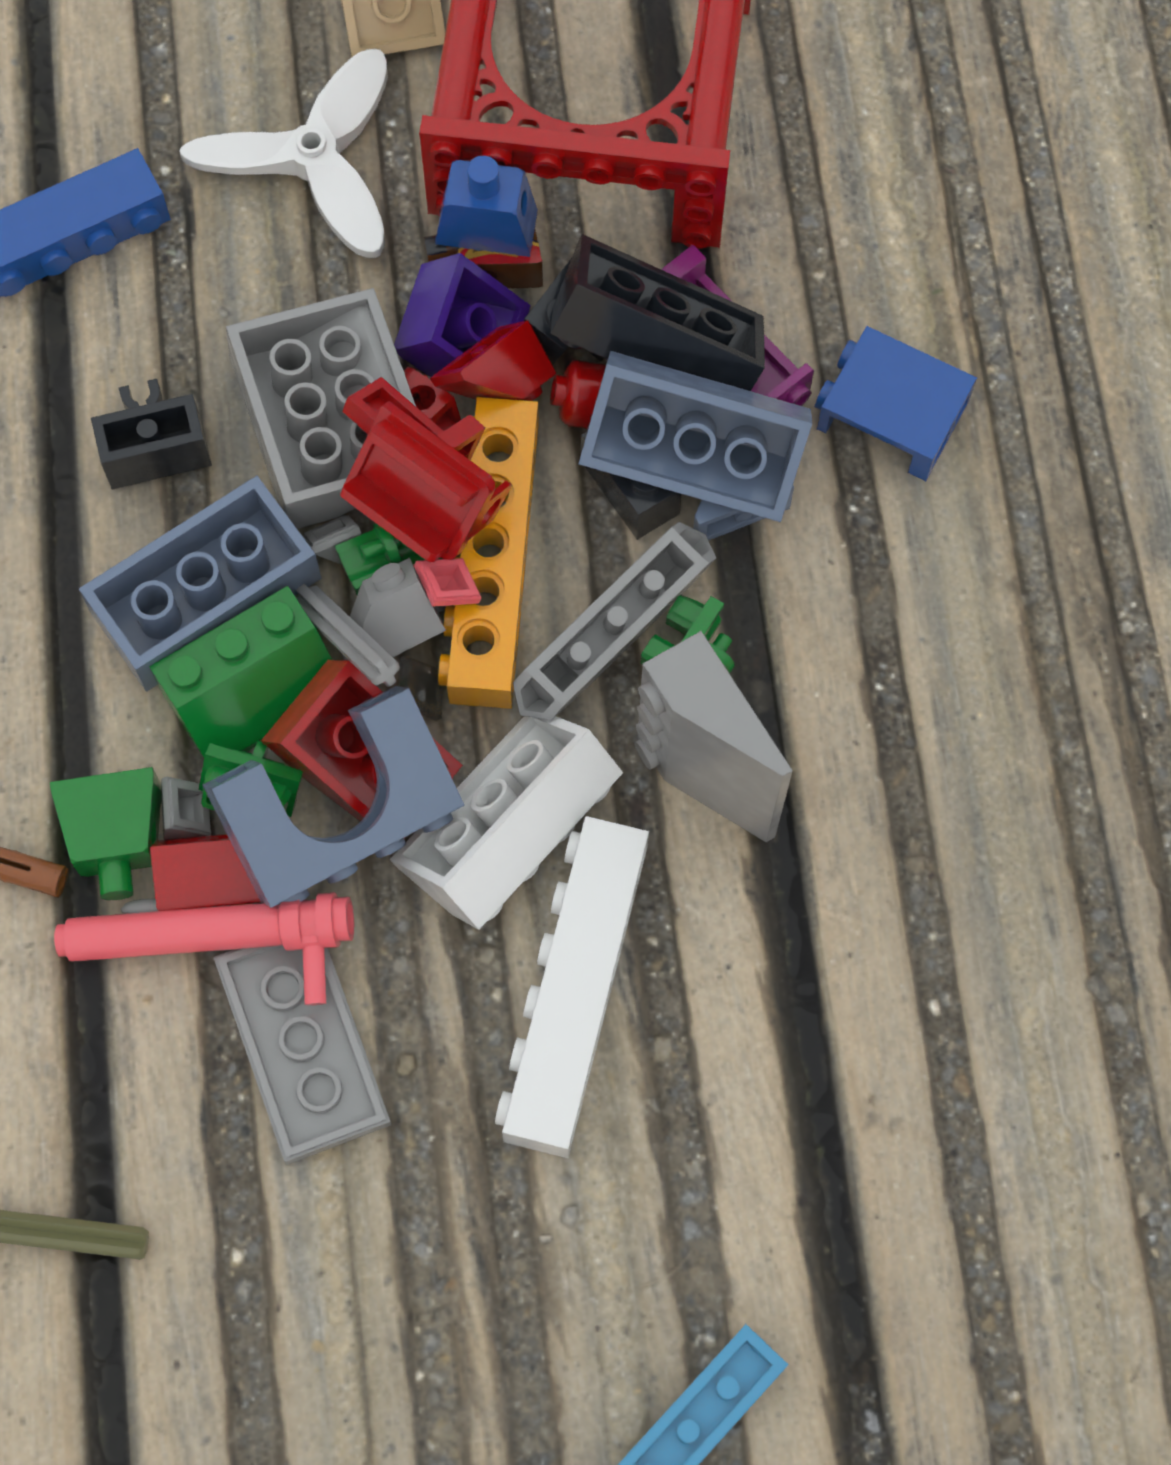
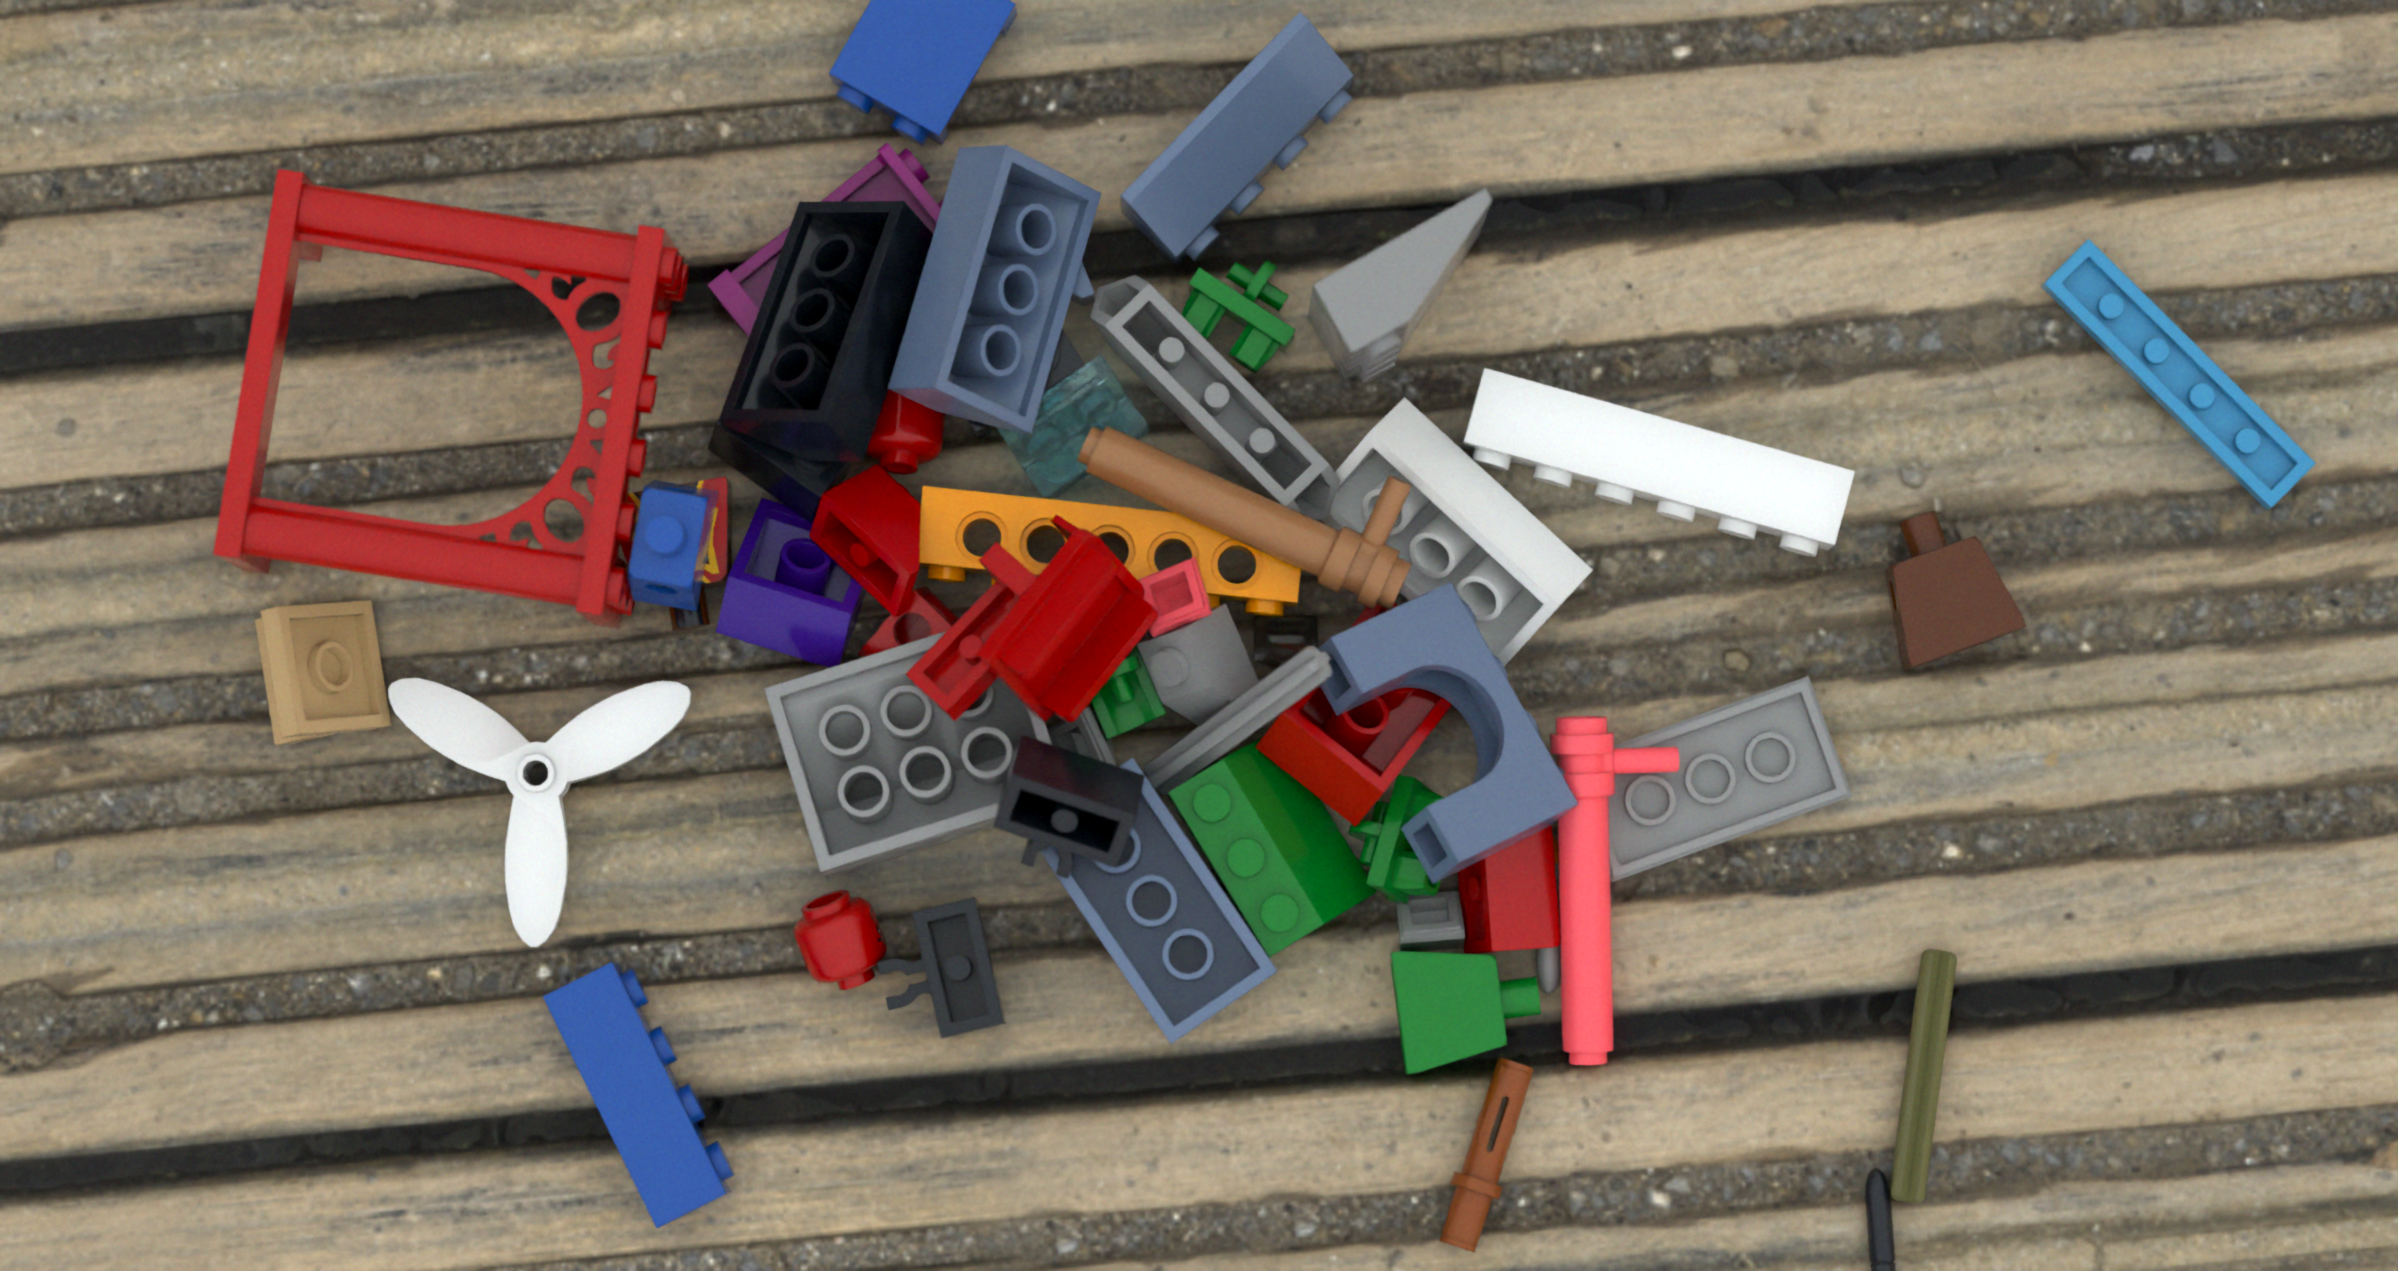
camera: 90 degrees left, 15 degrees up
(180, 360) = (840, 939): none -> red head
(271, 488) = (1068, 804): none -> black brick
(461, 1239) = (1945, 595): none -> reddish brown torso
(482, 708) = (1335, 556): none -> medium nougat cylinder
(590, 518) = (1063, 421): none -> clear light blue bracket
(833, 631) = (1238, 141): none -> sand blue slope

